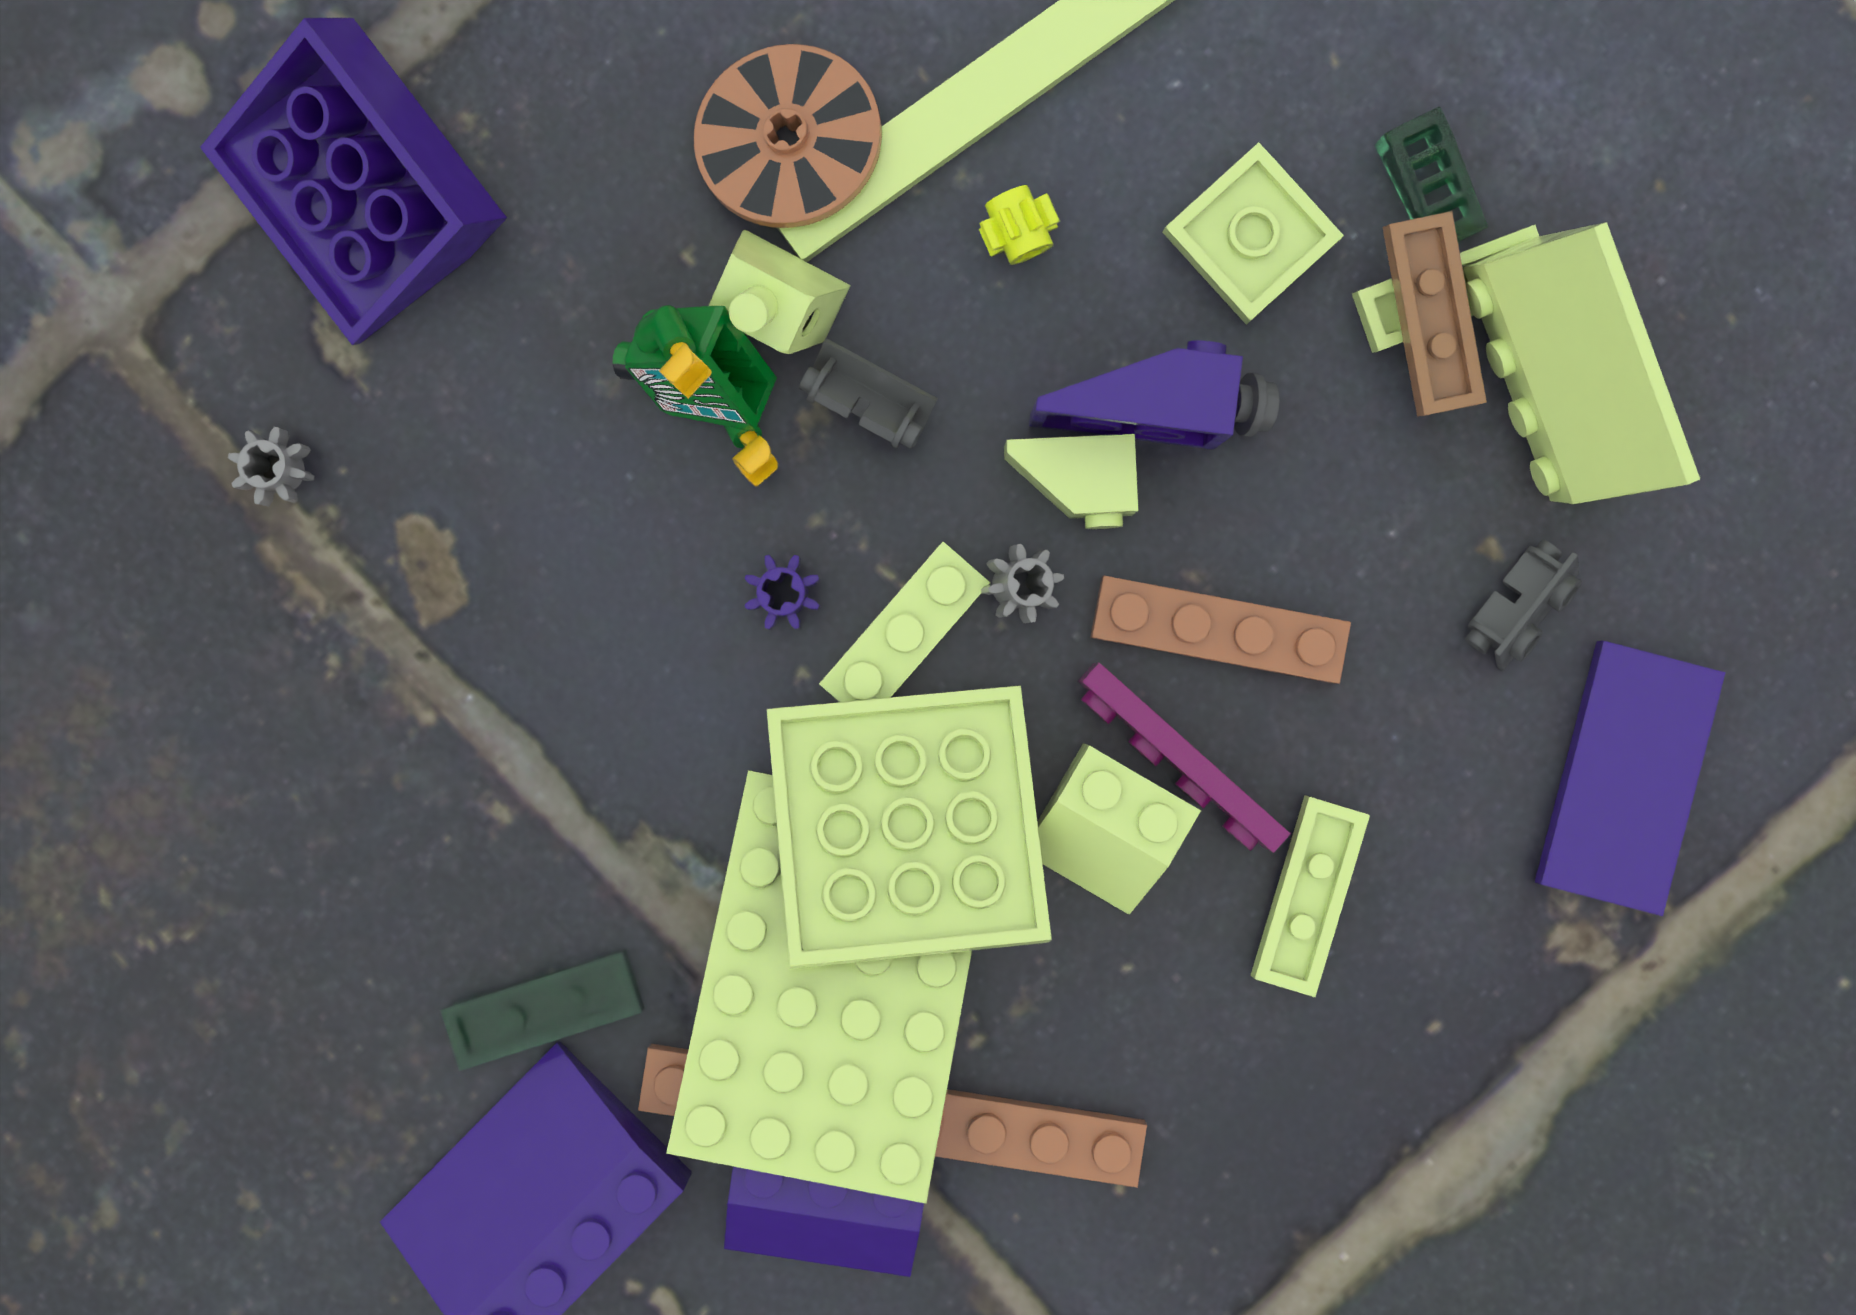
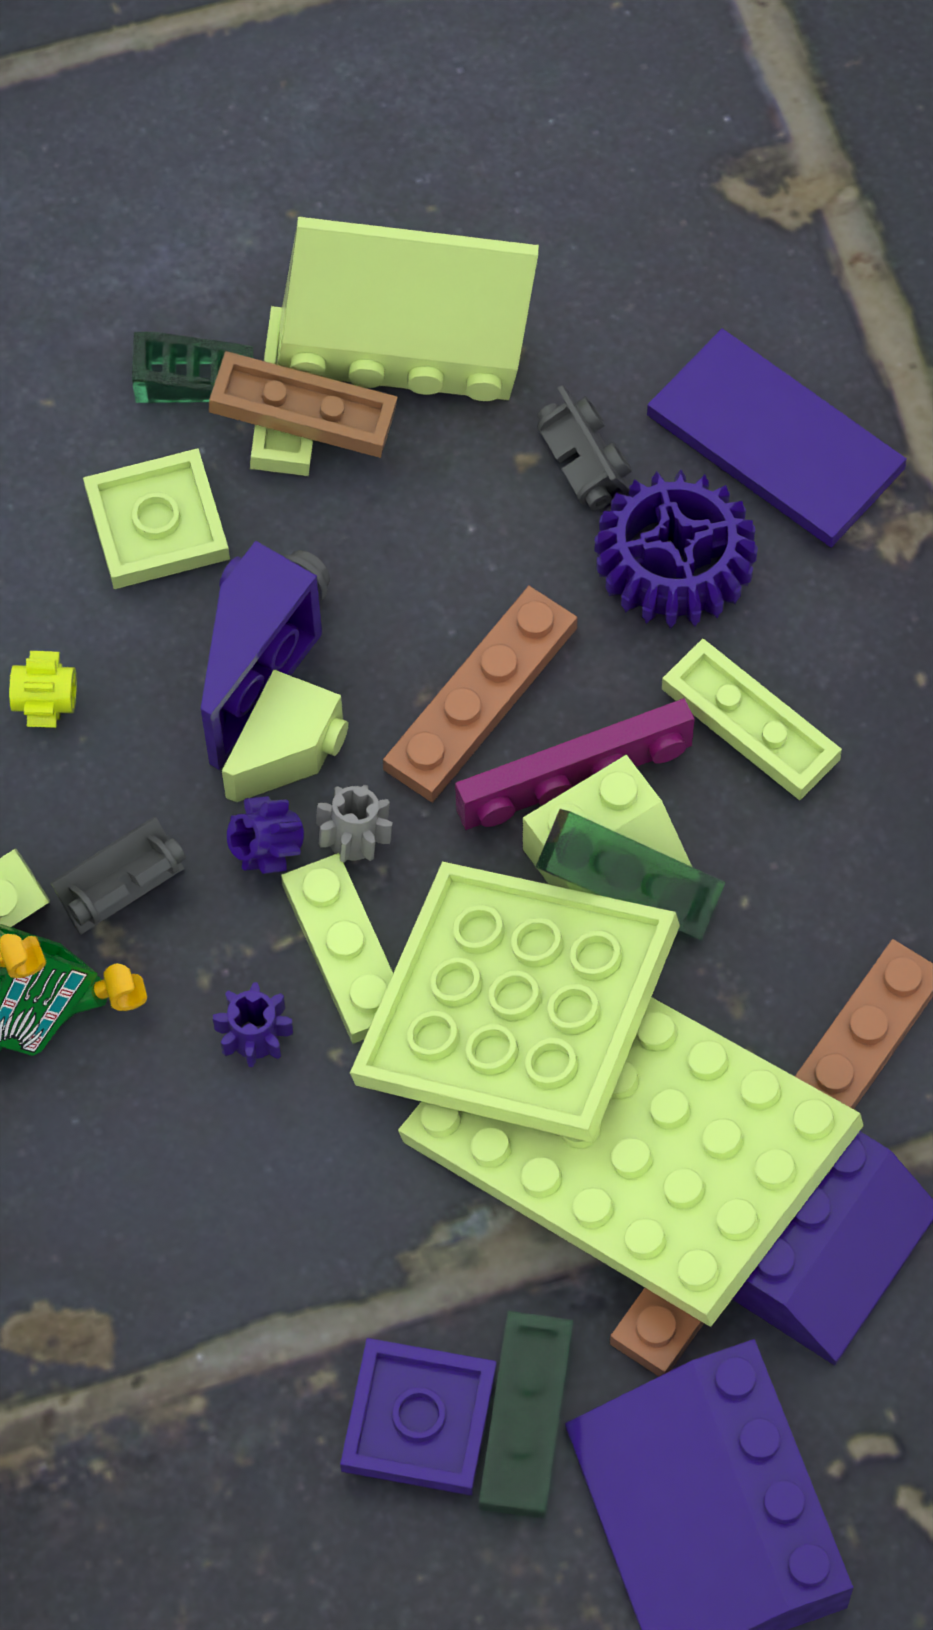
camera: 60 degrees left, 25 degrees down
(496, 919) = (418, 1416): none -> dark purple plate
(970, 508) = (265, 834): none -> dark purple gear
(1080, 869) = (628, 871): none -> clear green plate
(1498, 713) = (651, 569): none -> dark purple gear

